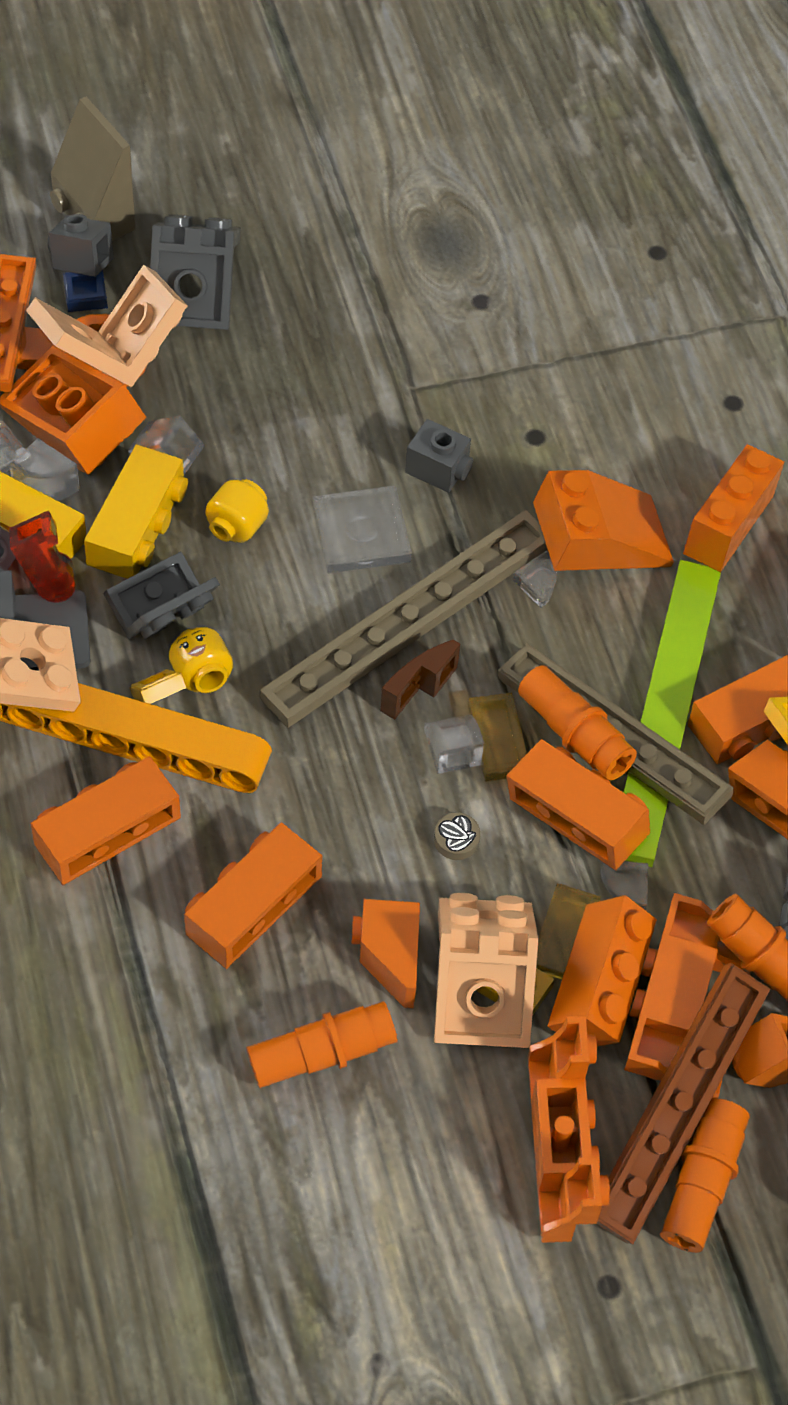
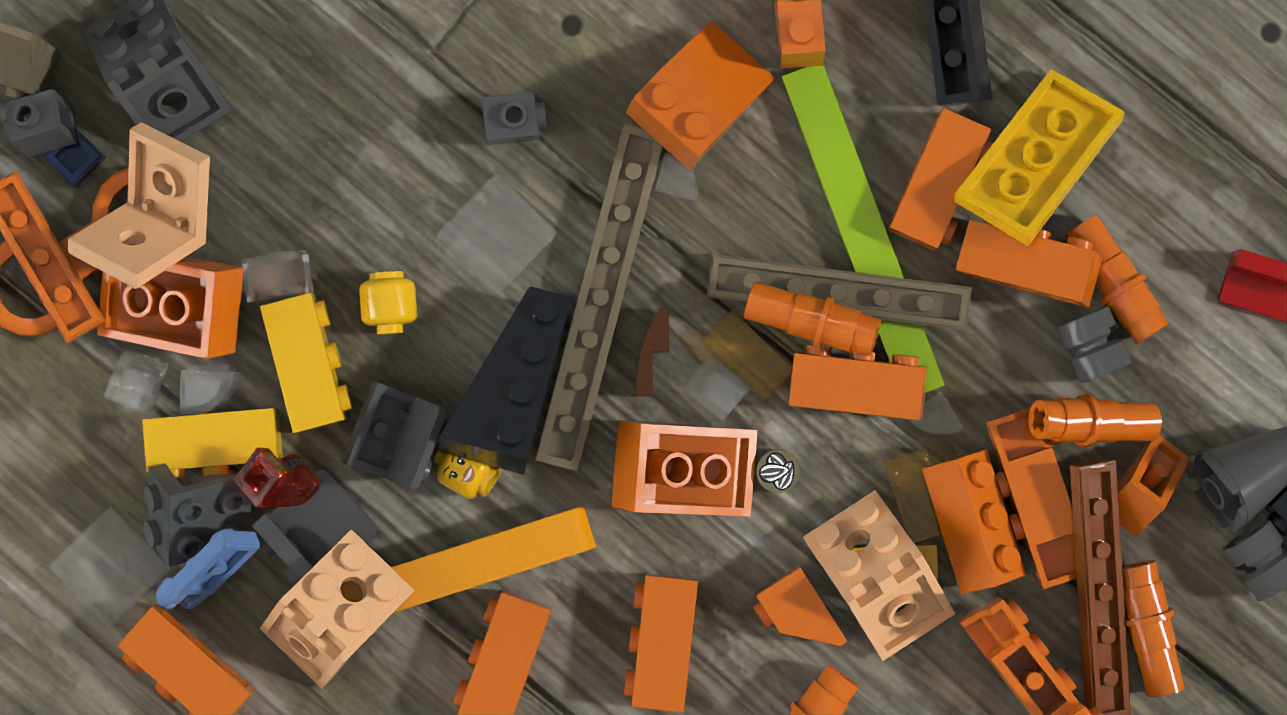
camera: 30 degrees left, 30 degrees up
(157, 686) = (452, 516): yellow tile -> none
(283, 612) = (507, 396): none -> black wedge
(379, 776) = (684, 469): none -> orange slope

